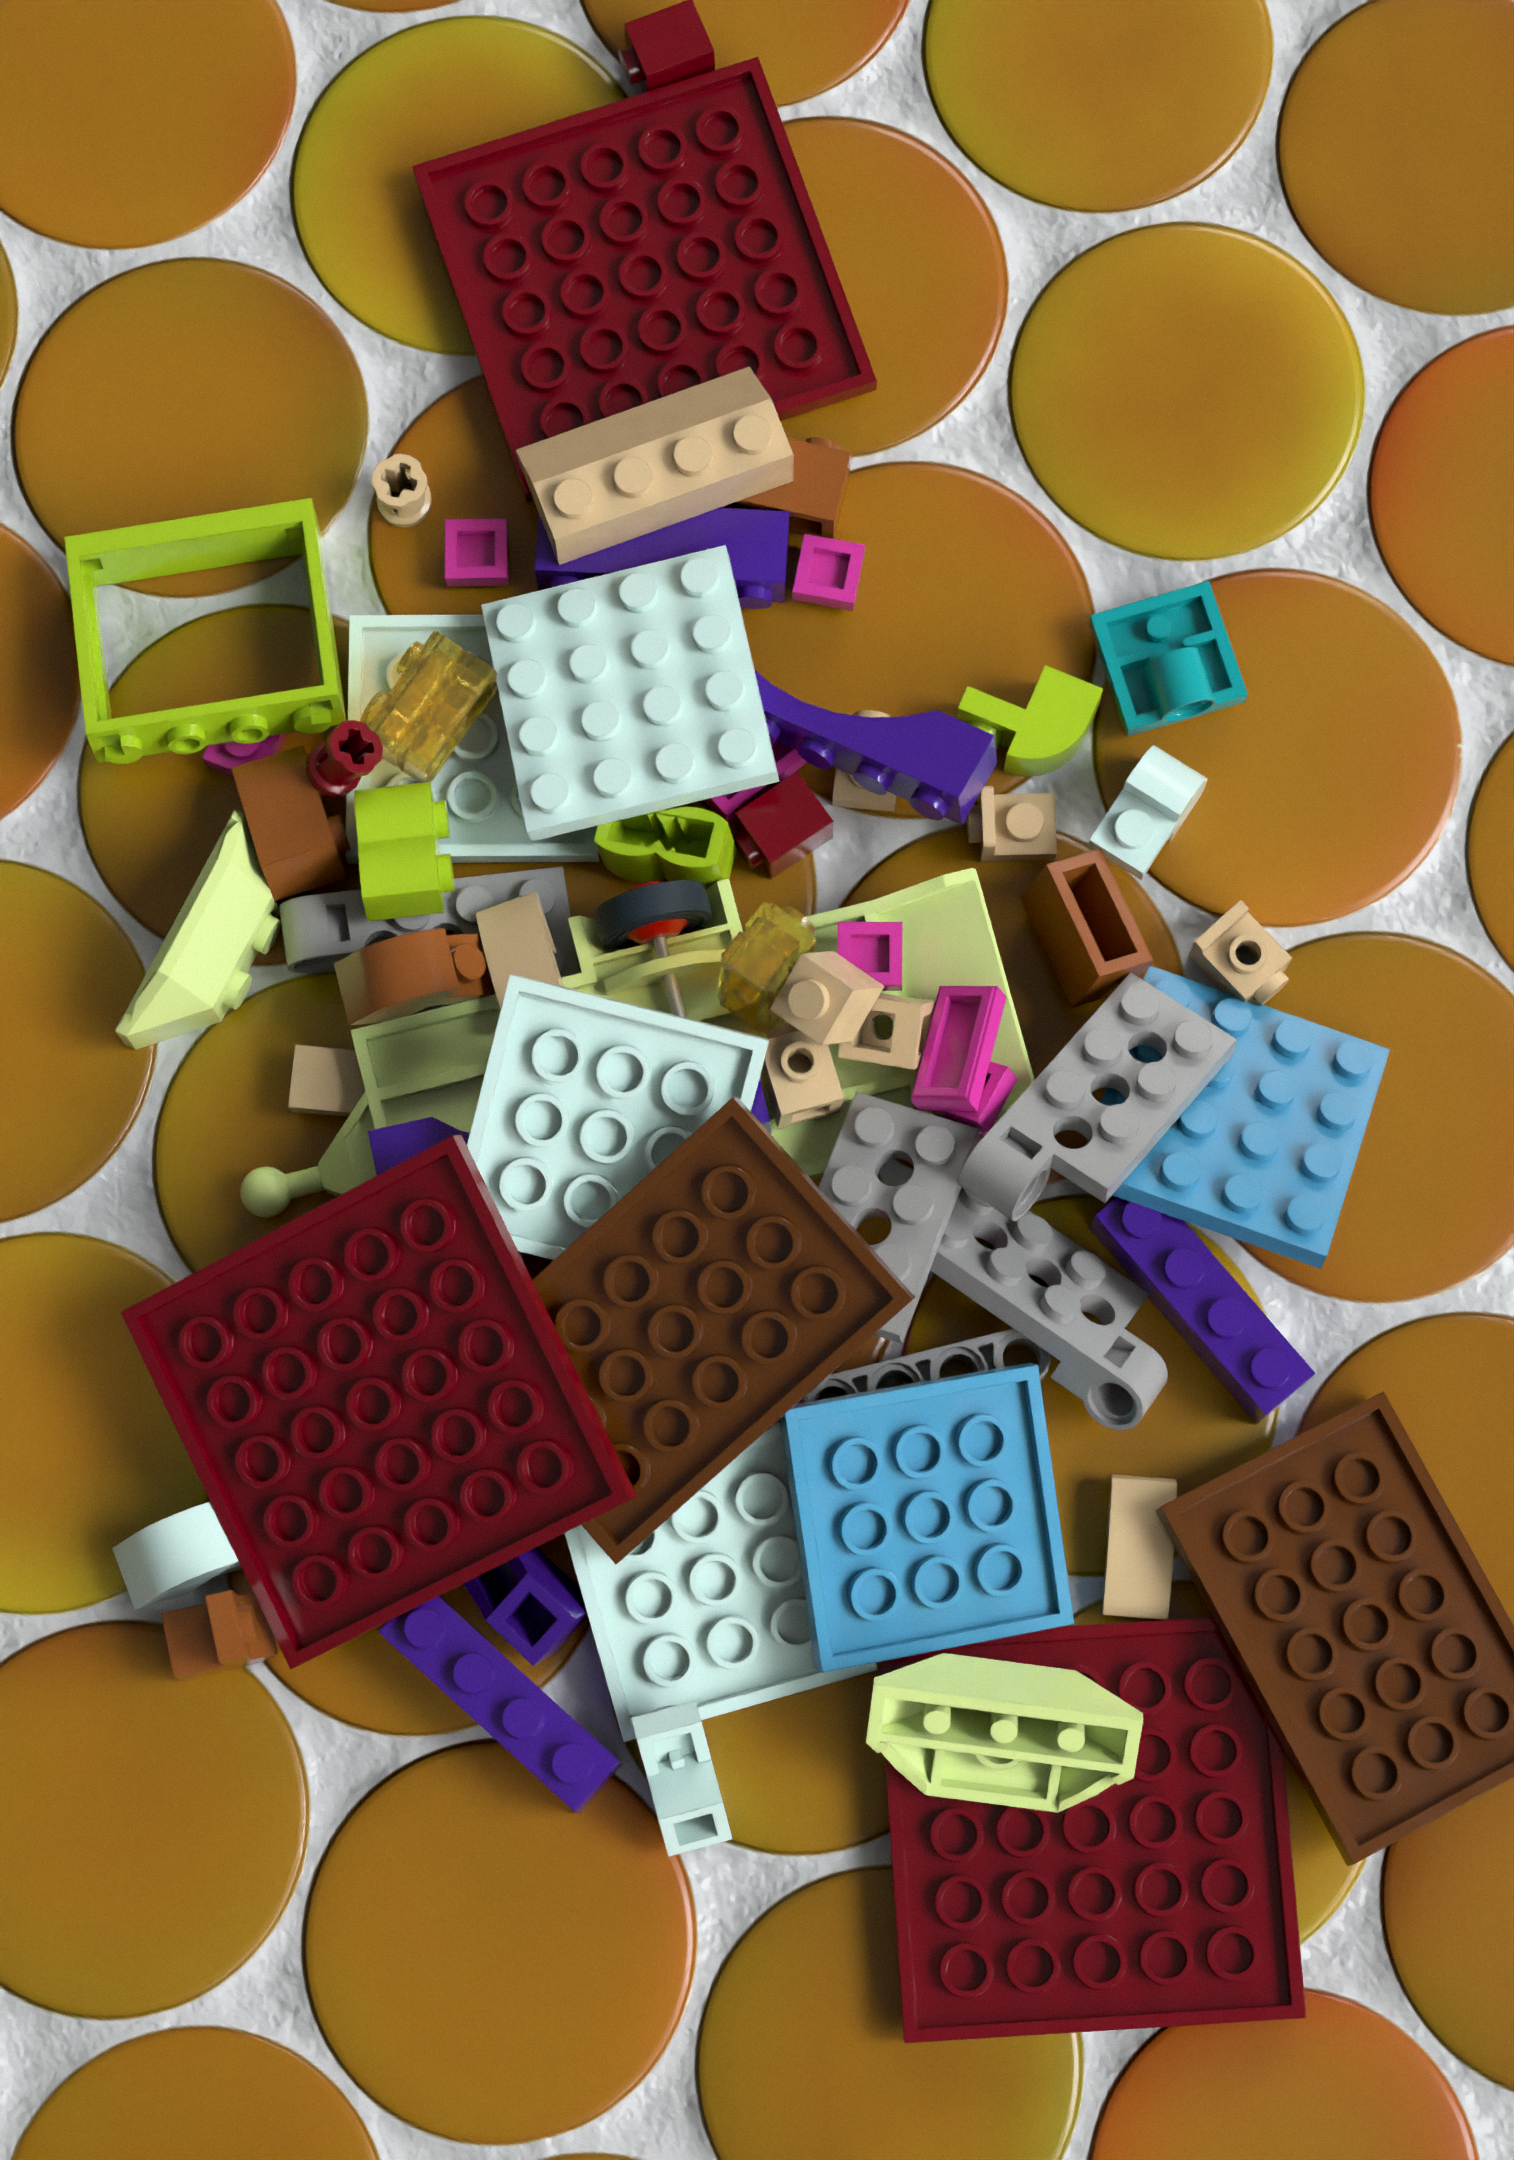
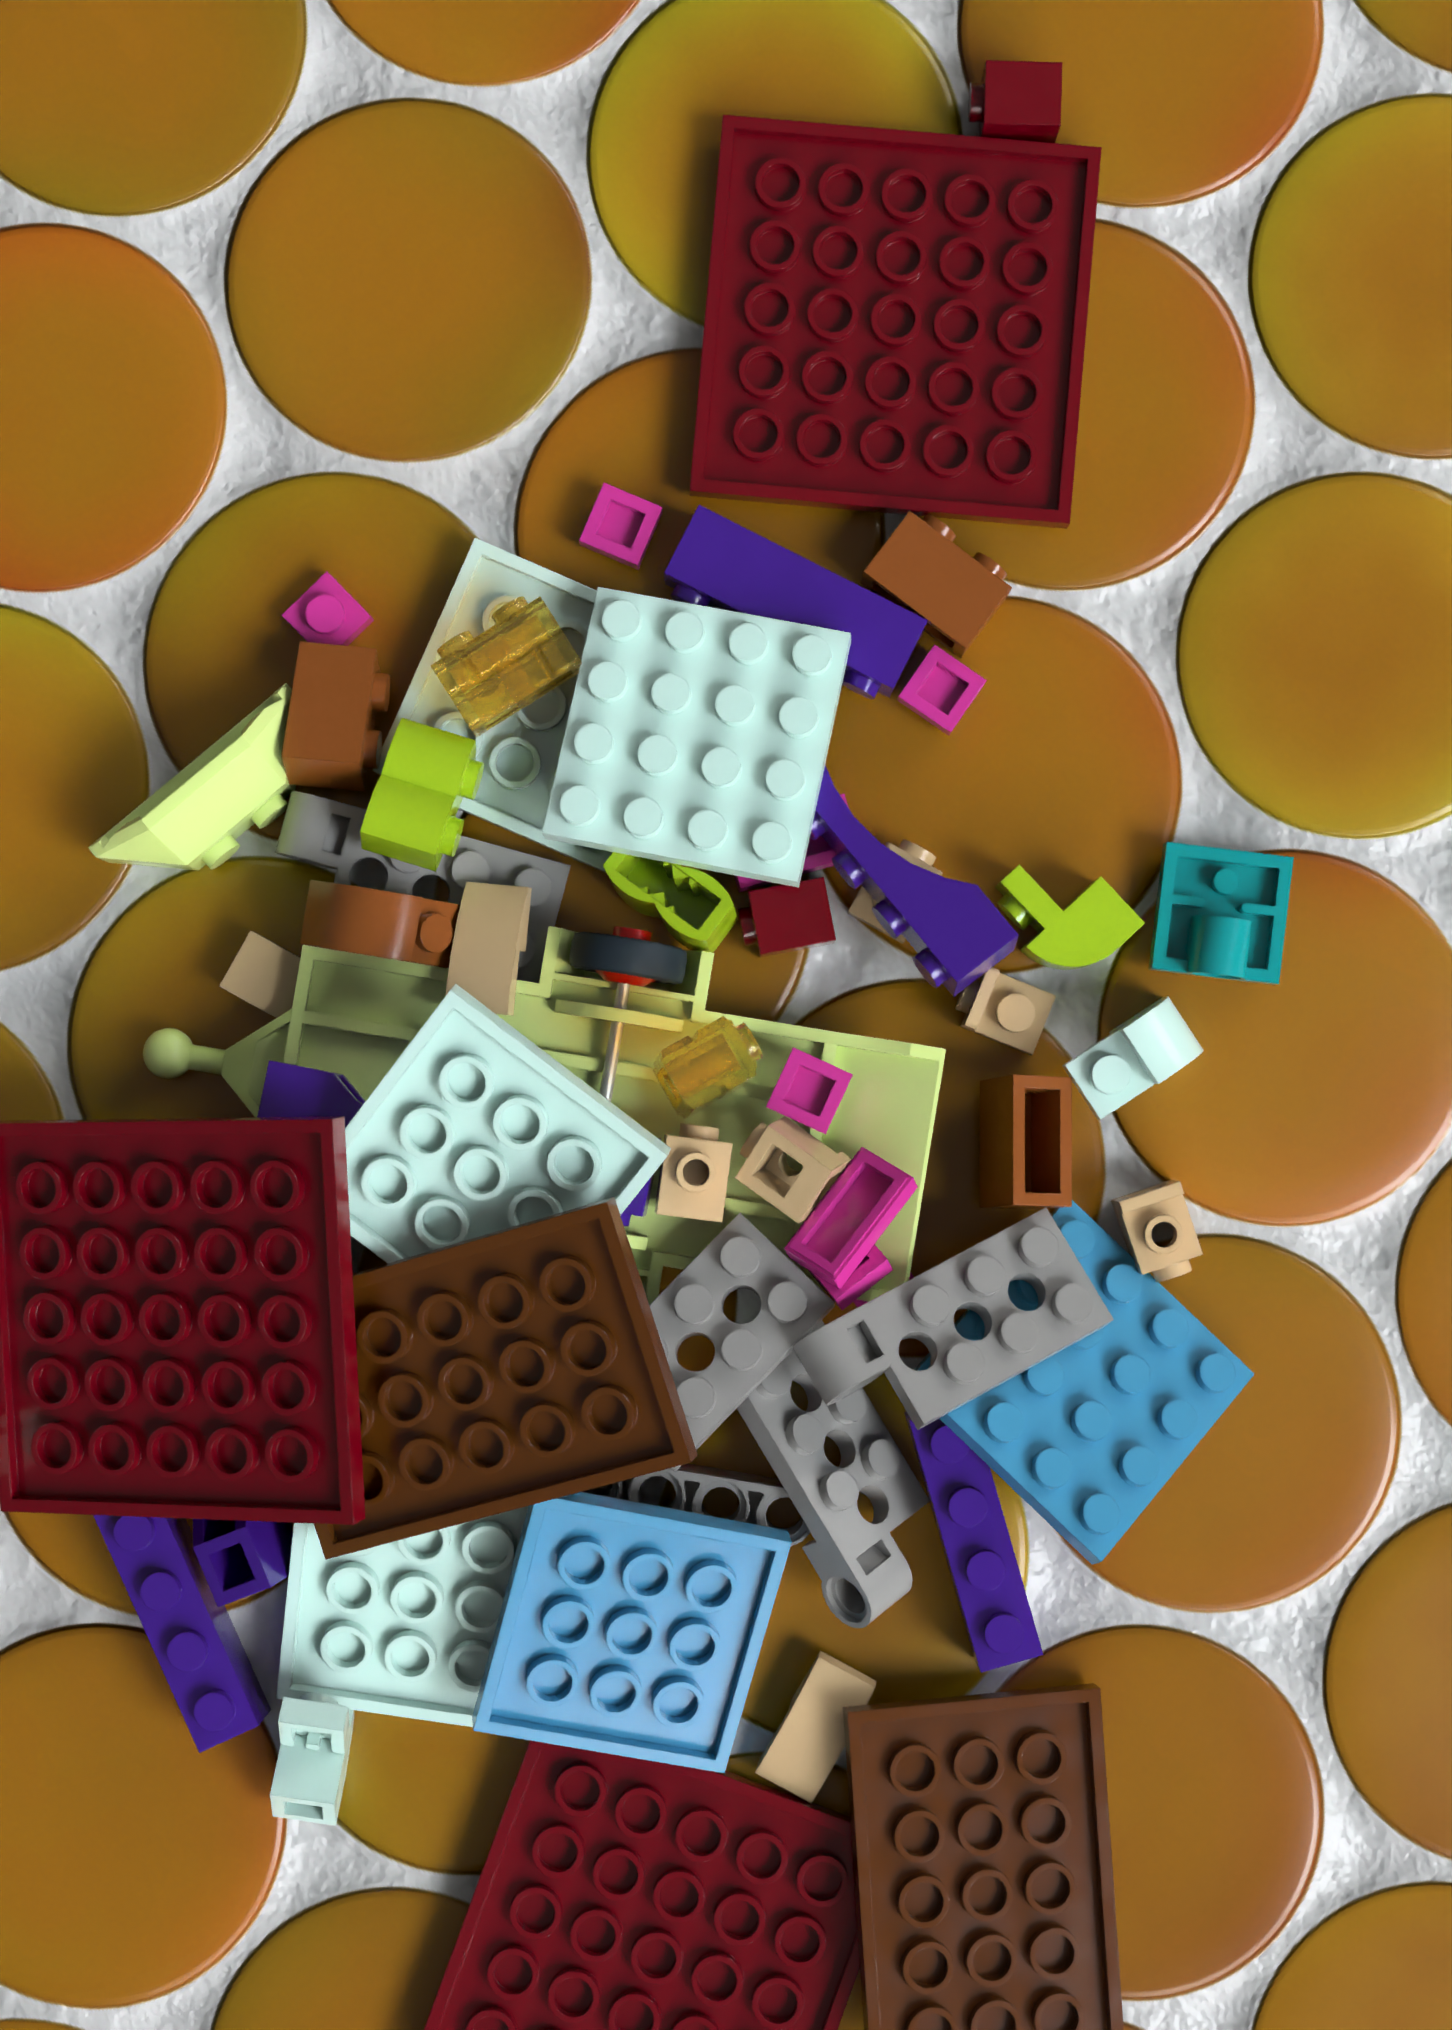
camera: 25 degrees right, 10 degrees up
(187, 547) = (348, 401): lime window -> none
(340, 762) = (415, 672): dark red bush -> none
(392, 476) = (577, 416): tan bush -> none
(657, 464) = (821, 520): tan slope -> none
(826, 997) = (744, 1128): tan brick -> none
(1003, 1731) = (615, 1852): yellowish green wedge -> none

